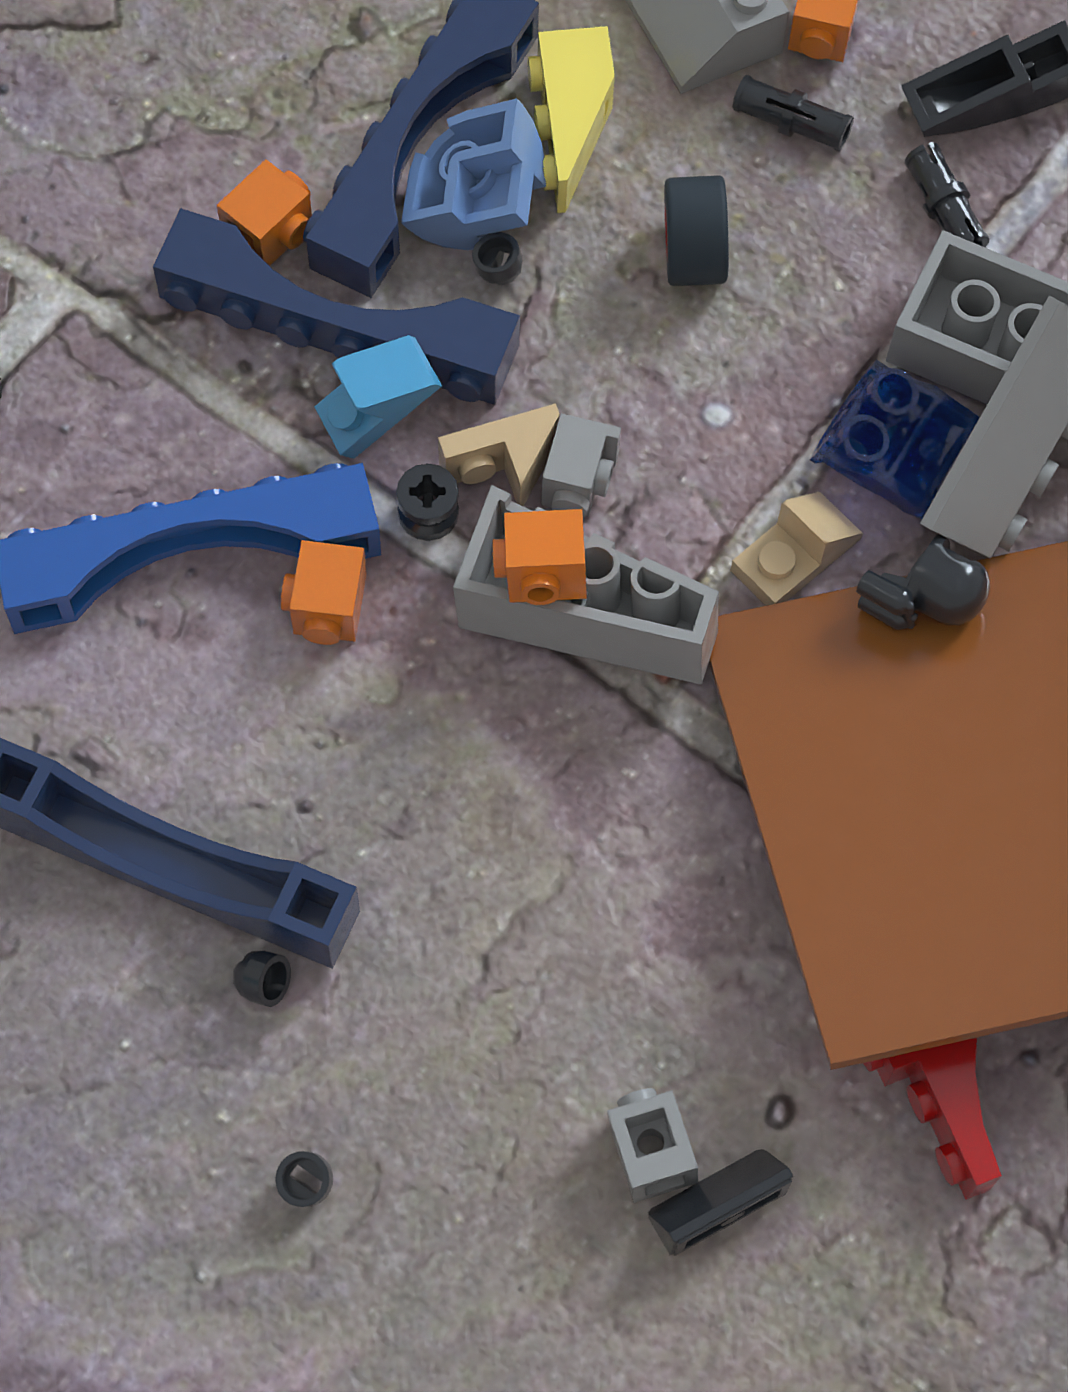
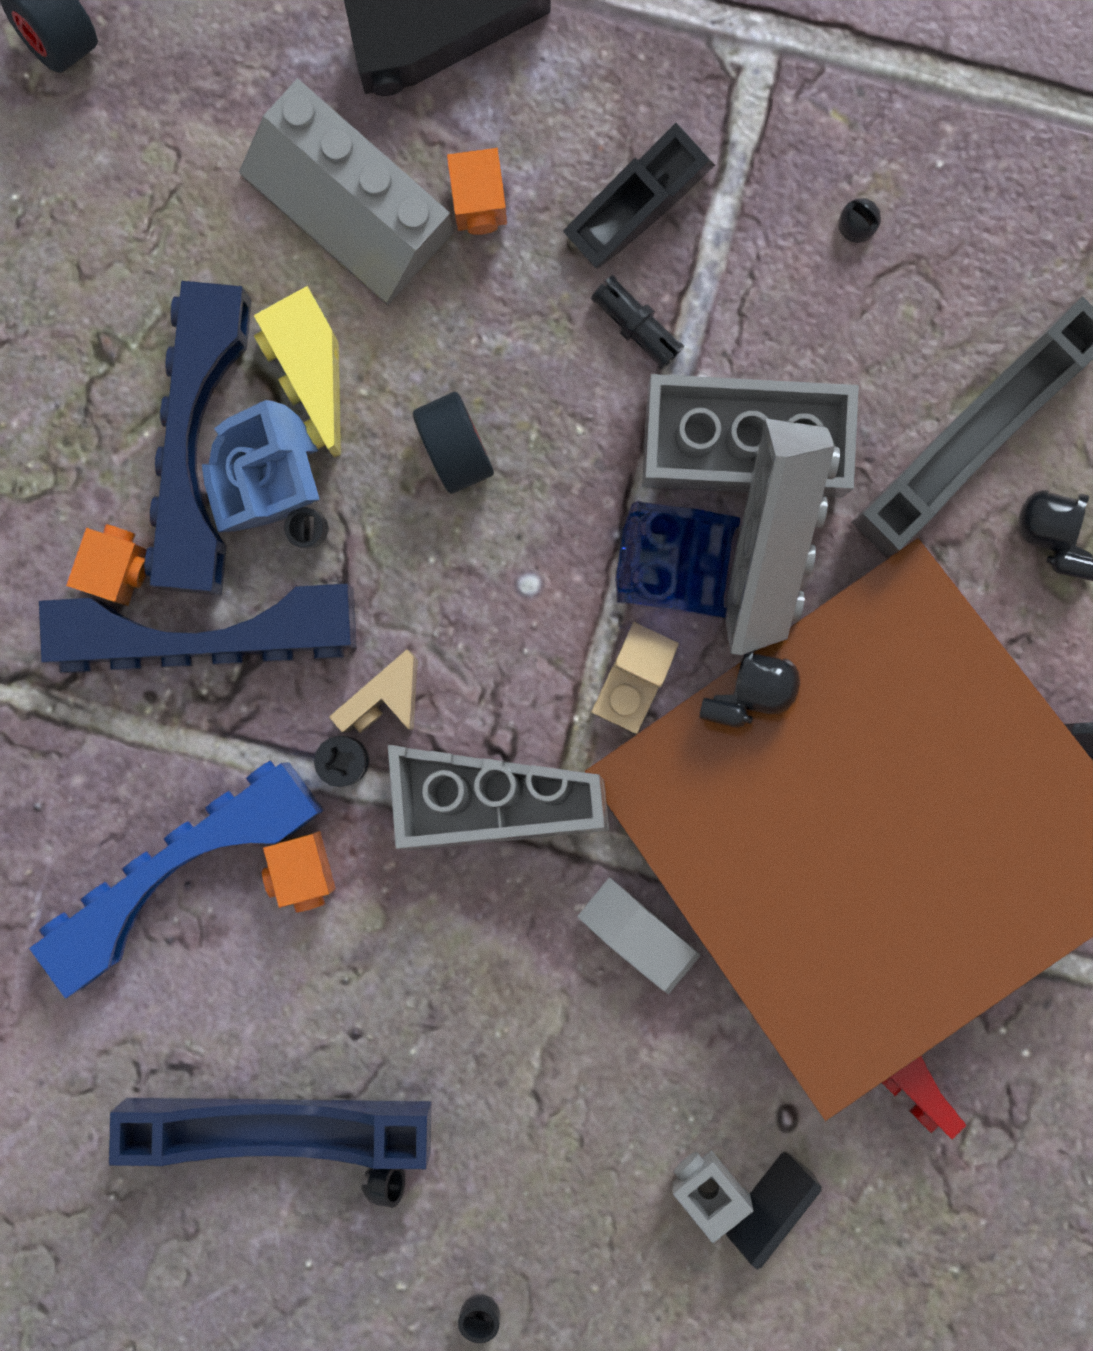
camera: 20 degrees left, 20 degrees up
(375, 393) = (265, 694): dark azure slope -> none
(542, 556) = (455, 810): orange brick -> none
(579, 463) = (444, 686): light grey brick -> none
(689, 817) = (638, 936): none -> light grey slope
(826, 125) = (509, 295): black pin -> none

